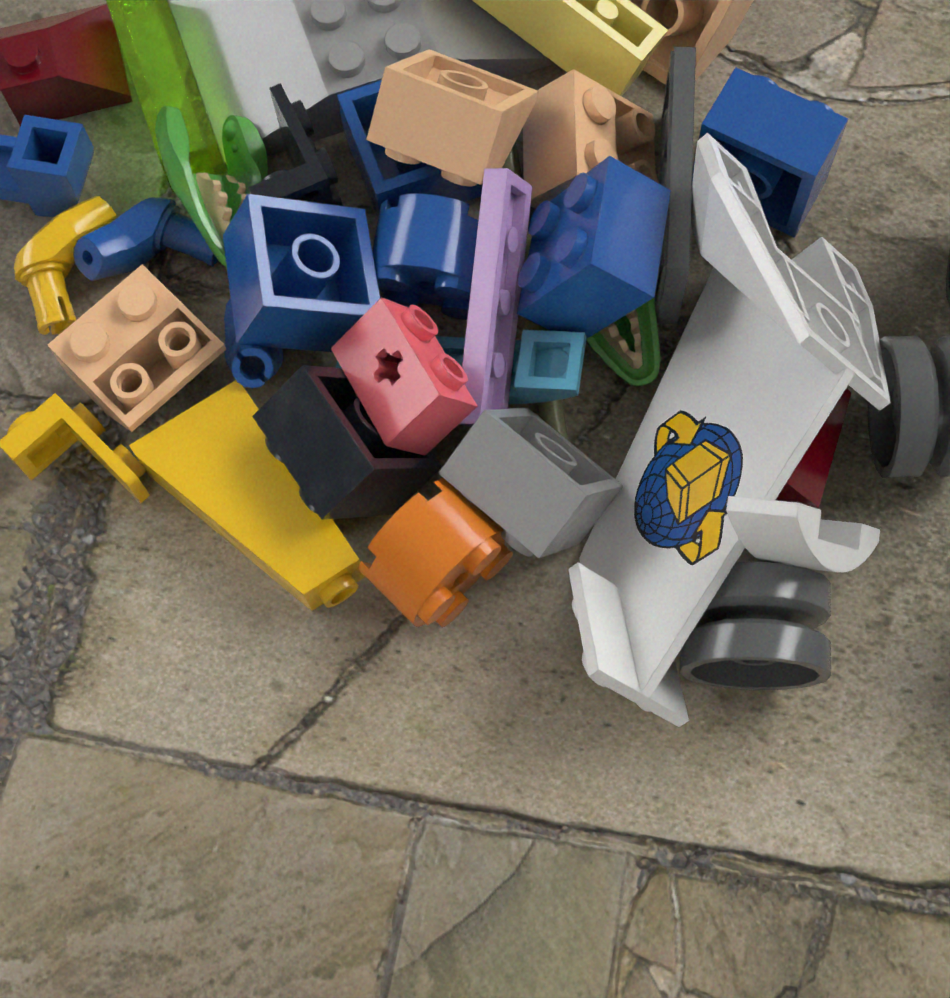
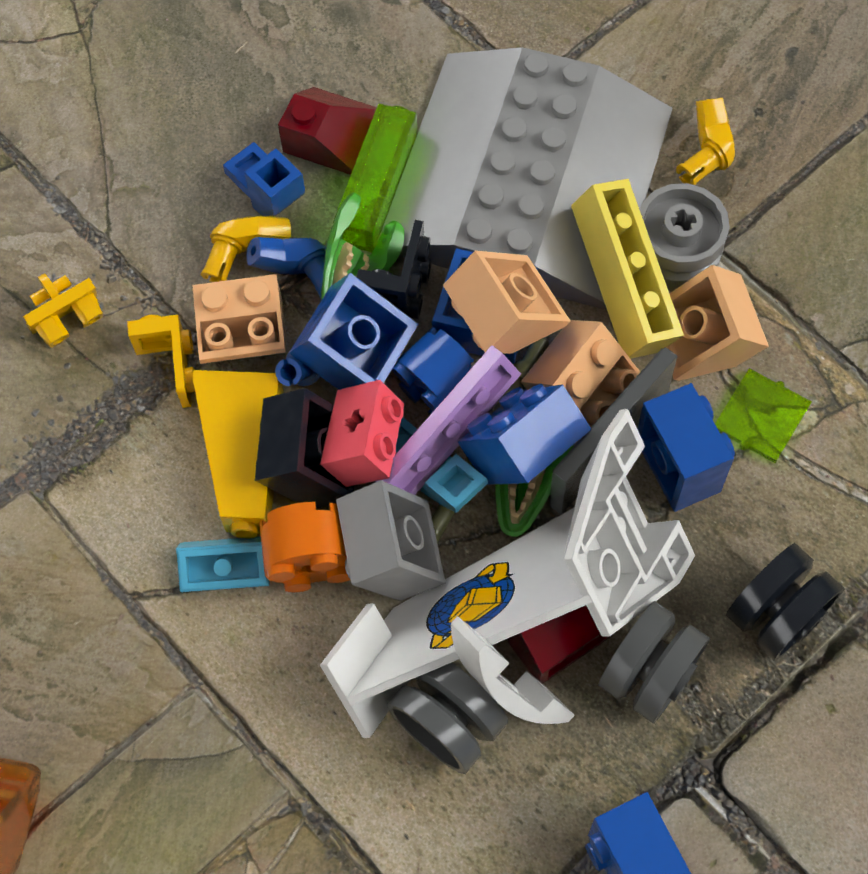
camera: 35 degrees right, 5 degrees down
(341, 649) = (220, 564): none -> medium azure slope
(807, 62) = (762, 415): none -> clear neon green piece

